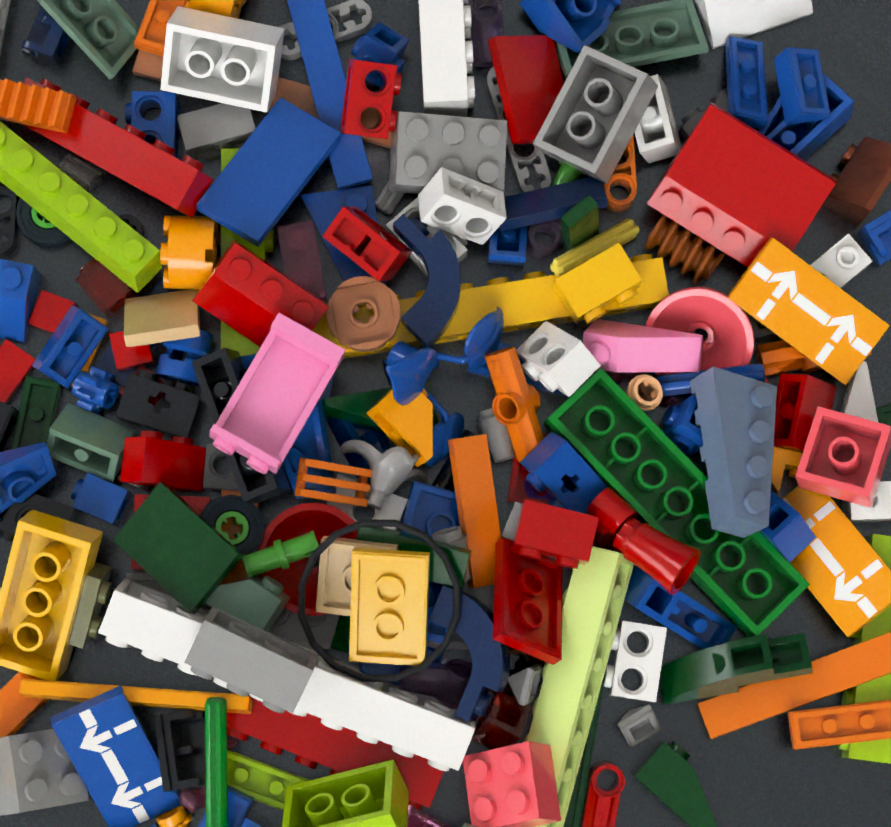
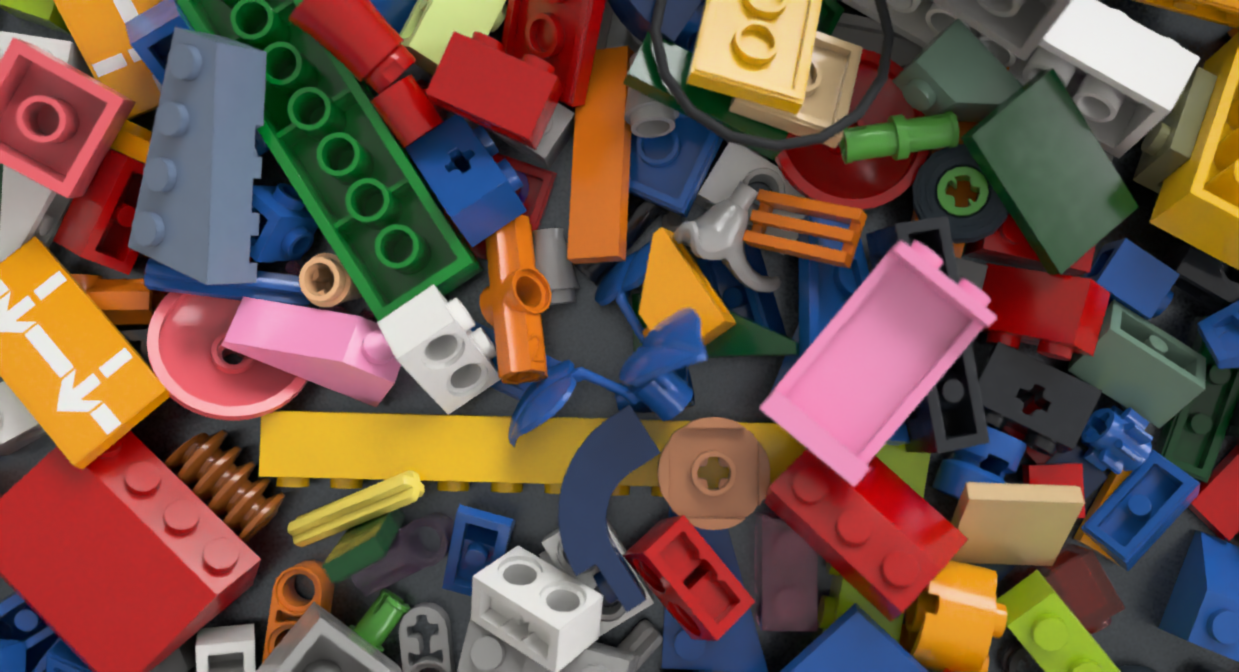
camera: 165 degrees left, 5 degrees up
(49, 311) = (1158, 570): red tile -> none
(550, 202) = (401, 589): dark blue tile -> none
(597, 284) = (356, 451): yellow brick -> none

